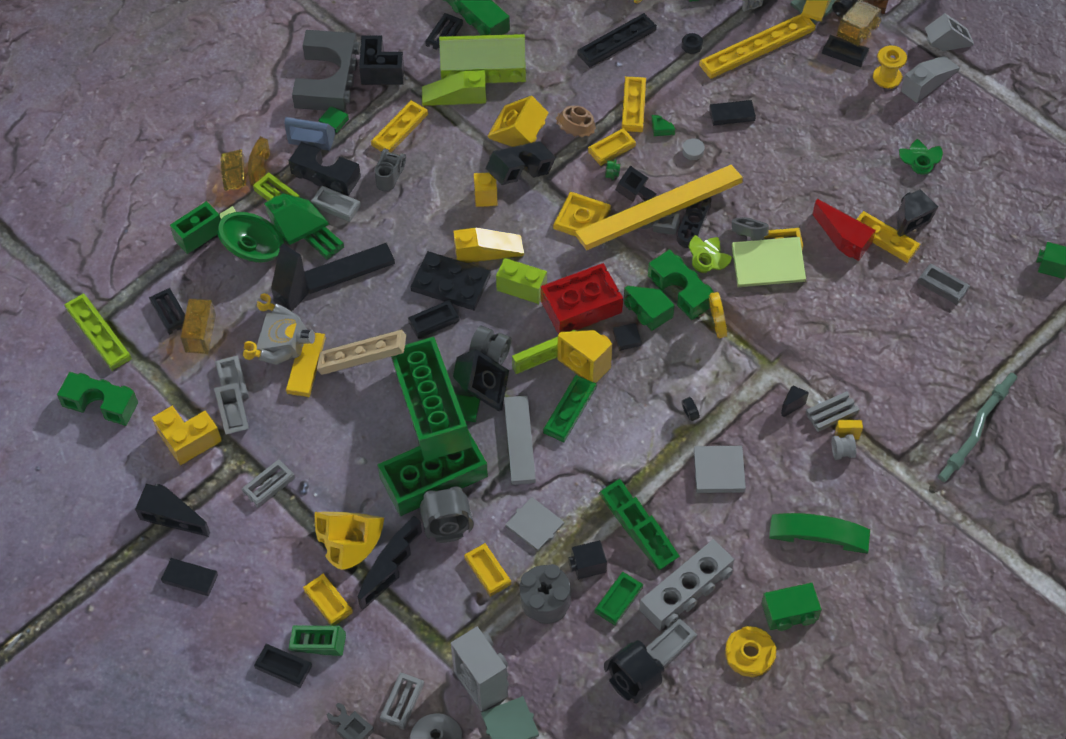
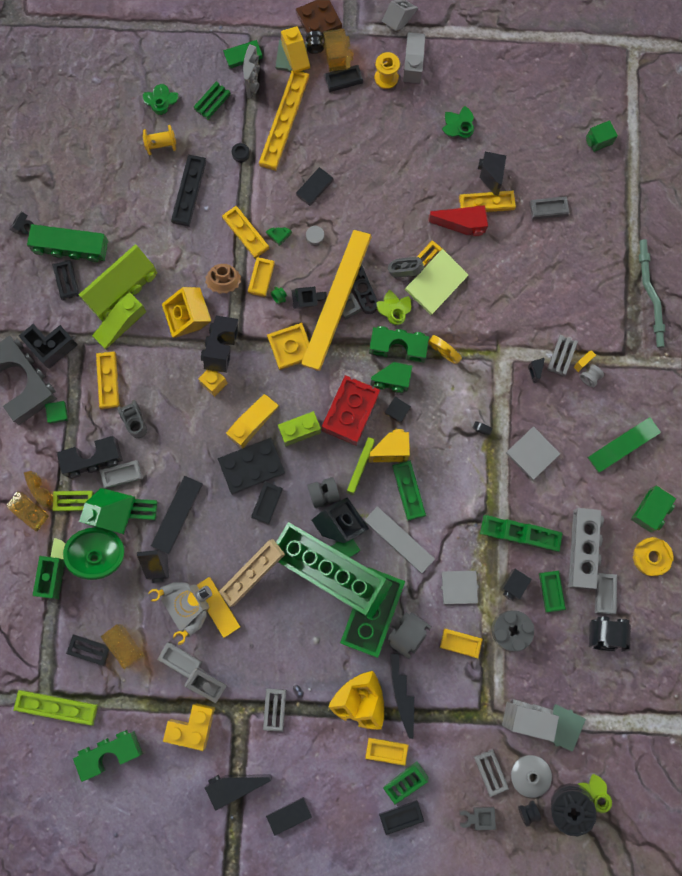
camera: 45 degrees left, 20 degrees up
(310, 132) = (52, 438): sand blue tile -> none

